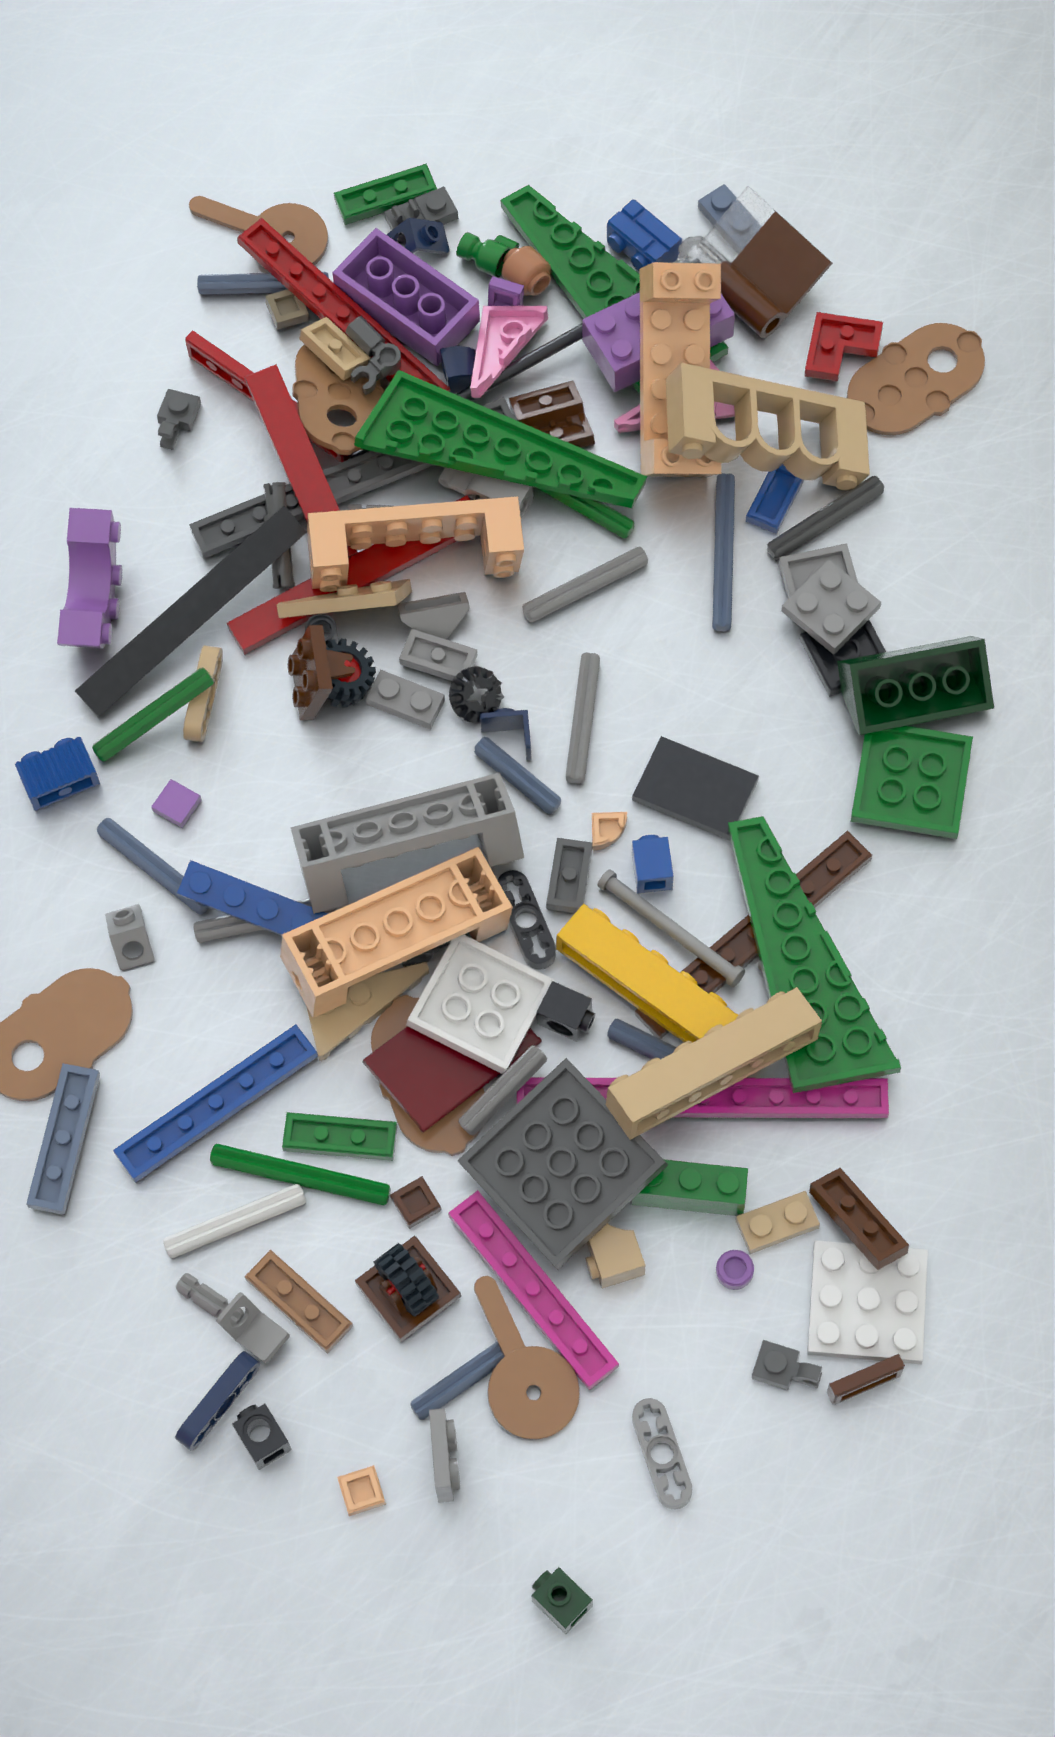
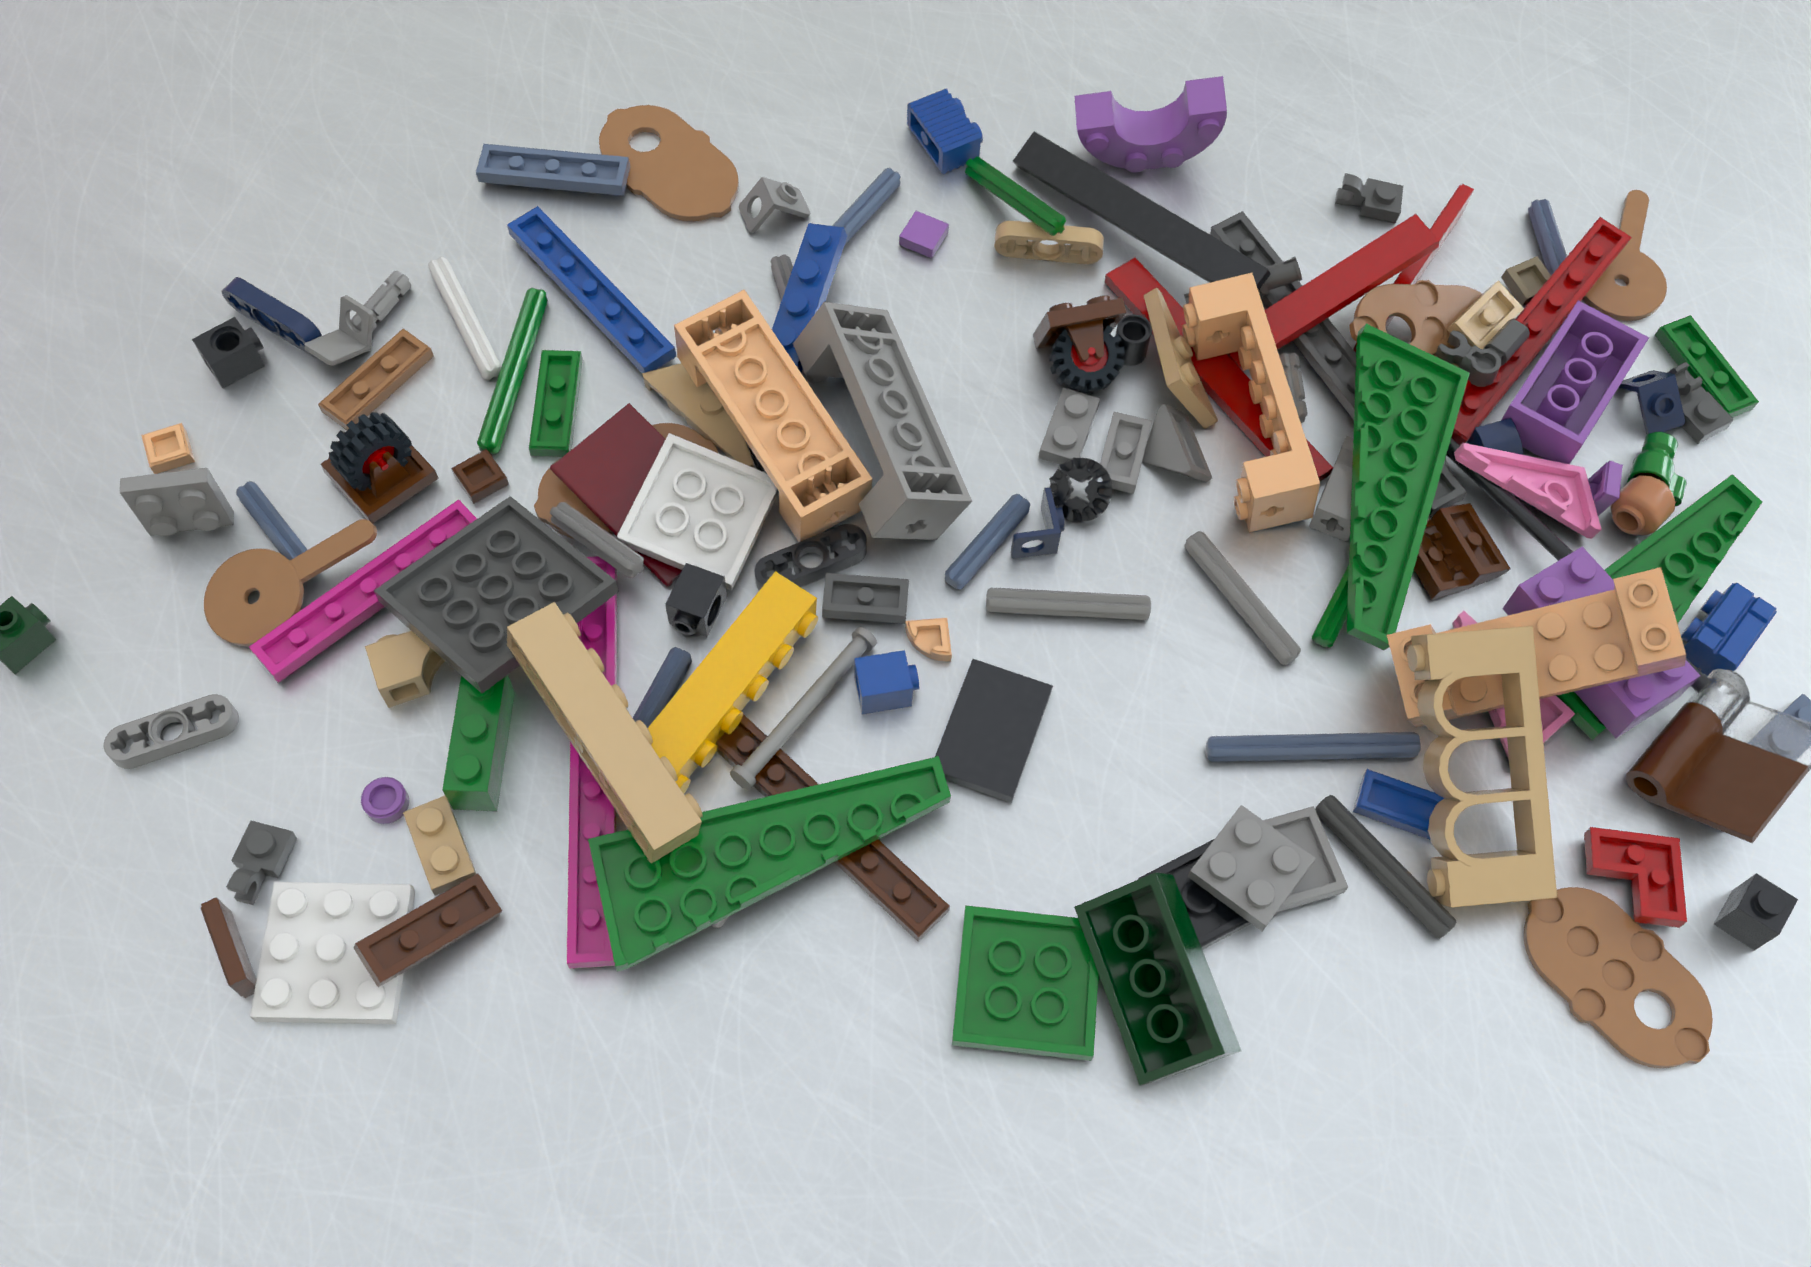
camera: 80 degrees right, 5 degrees down
(876, 275) = (1755, 912): none -> black brick

